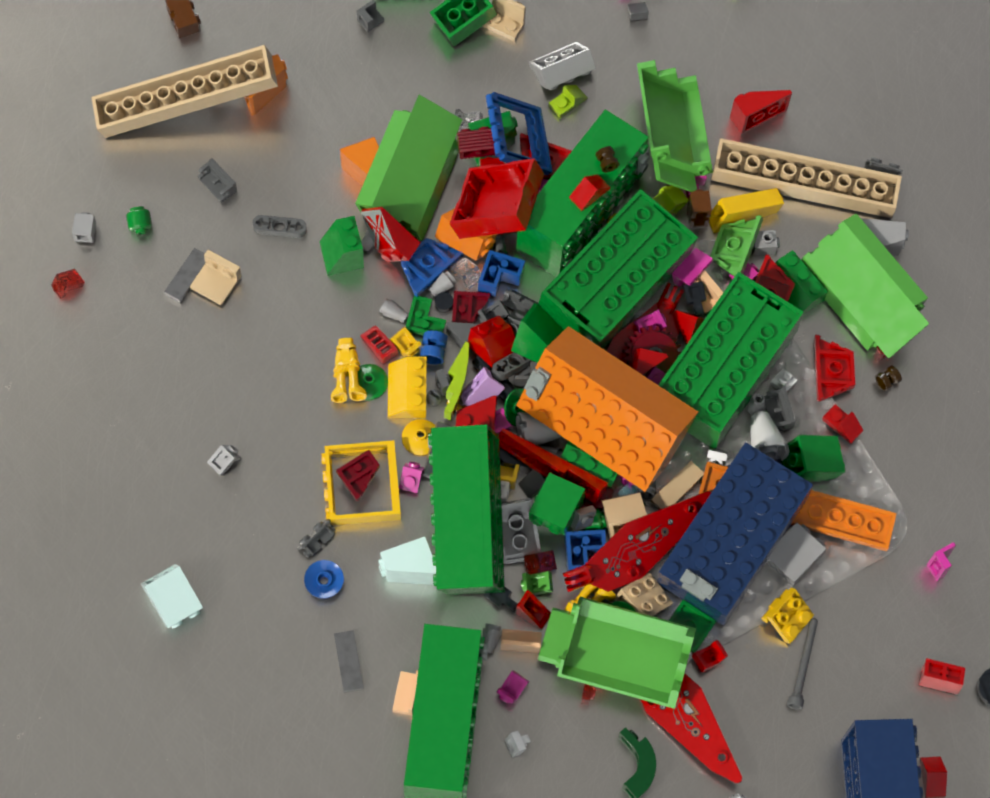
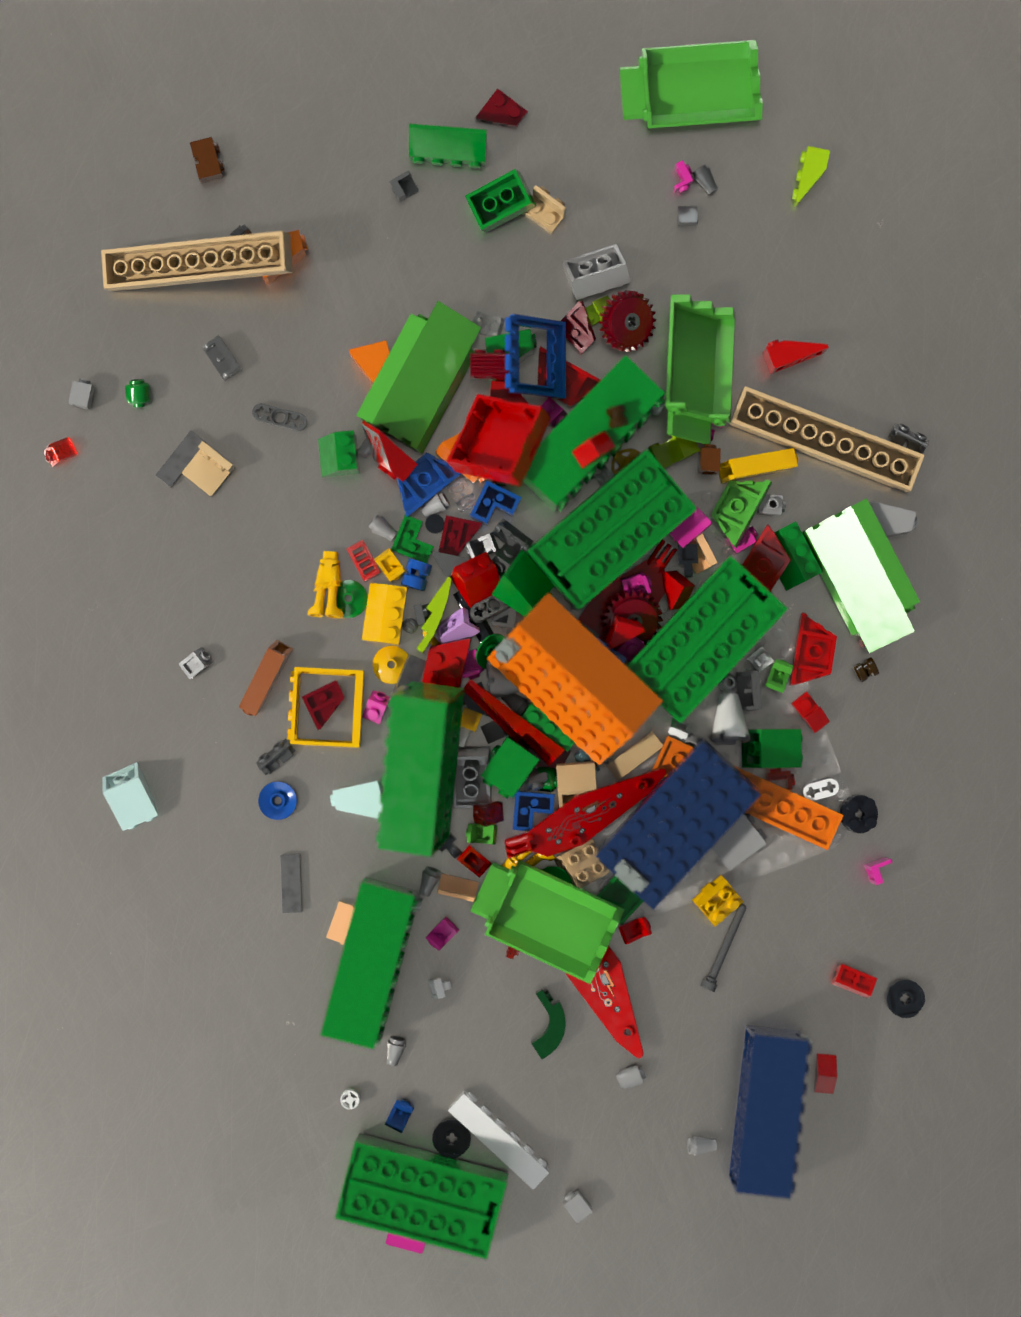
camera: 10 degrees right, 20 degrees up
(296, 462) = (265, 677): none -> dark orange slope
(554, 112) = (579, 328): none -> dark red wing
(596, 93) = (627, 321): none -> dark red gear
(805, 391) = (779, 675): none -> bright green bracket
(824, 484) = (777, 774): none -> clear red bracket
(866, 490) = (821, 794): none -> white beam
(920, 509) = (869, 814): none -> black plate

